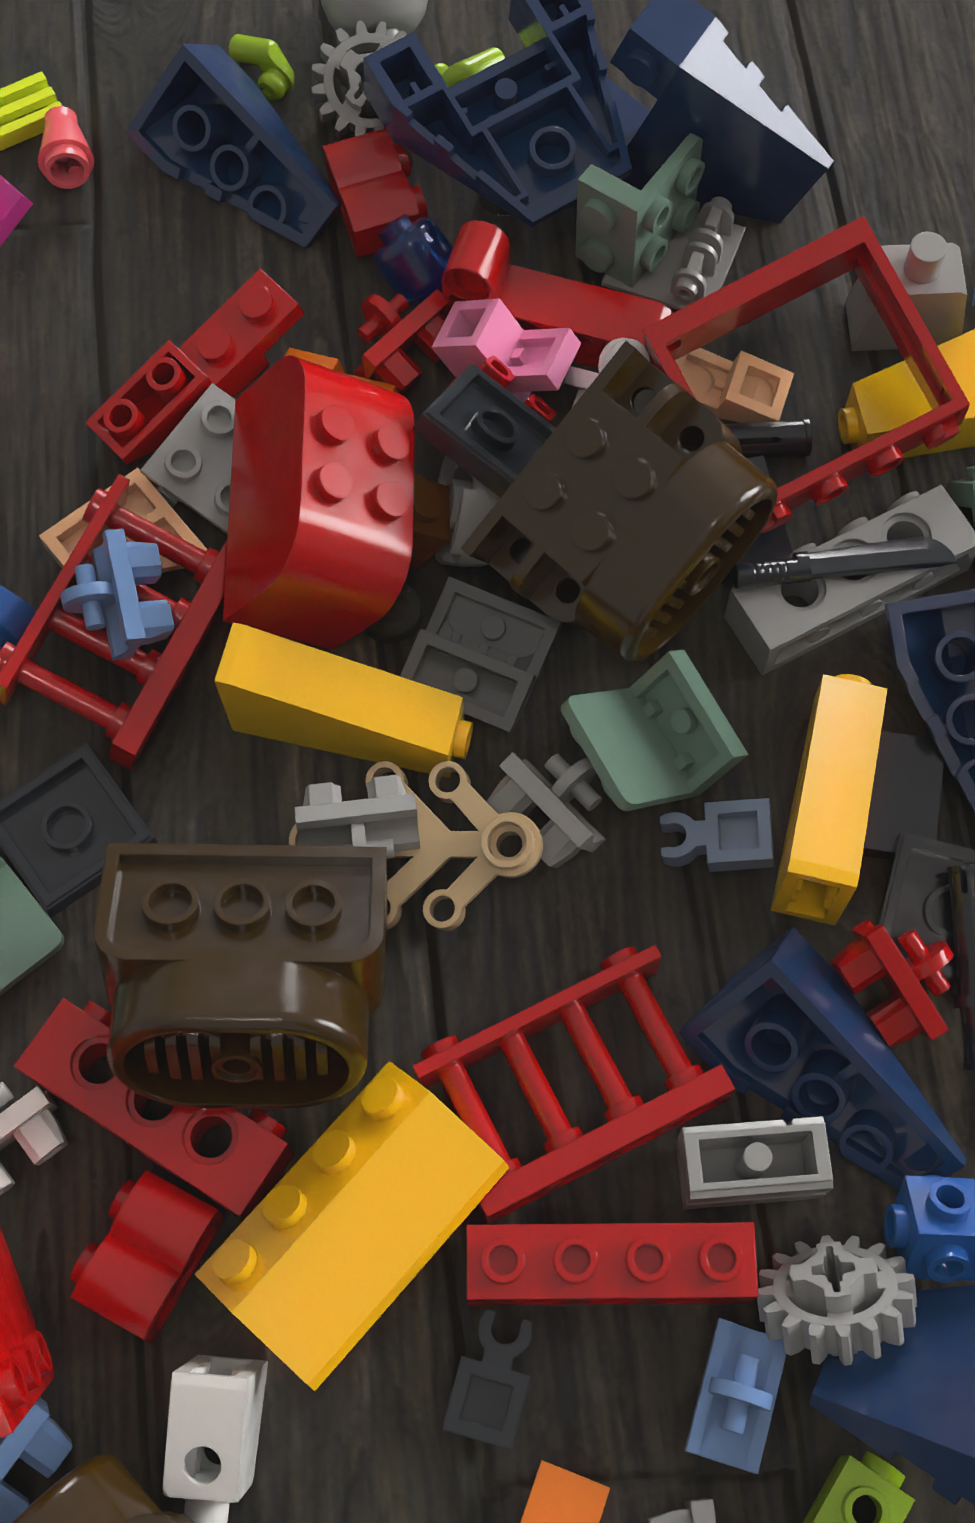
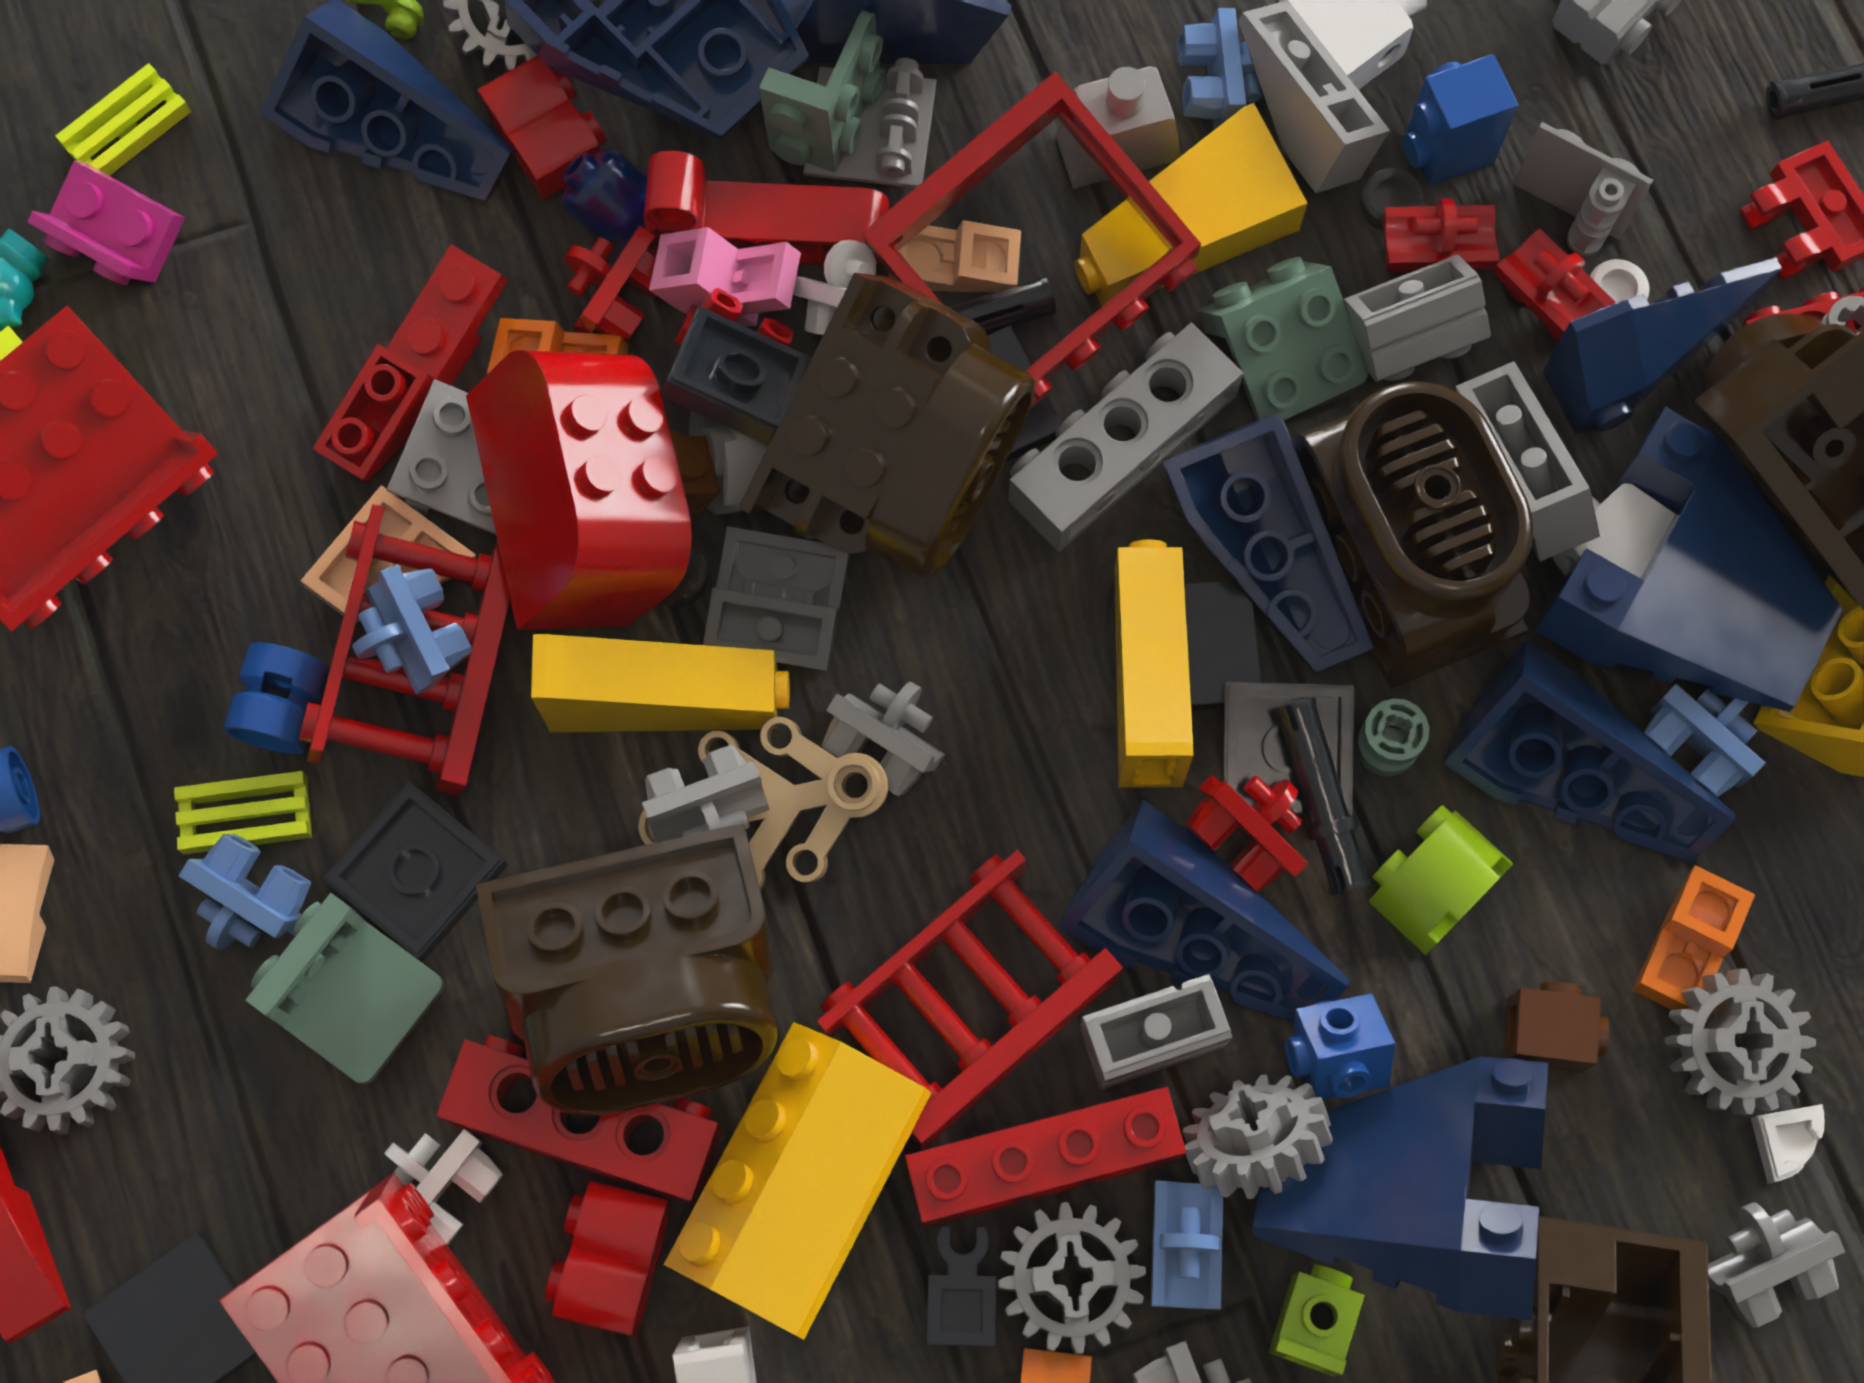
camera: 15 degrees left, 5 degrees up
(64, 150) = (200, 149): coral cone -> none
(641, 1402) = (1101, 1273): none -> light grey gear
(657, 737) = (969, 643): sand green bracket -> none
(732, 836) = (1066, 724): sand blue plate -> none
(847, 561) = (1143, 414): black piece -> none

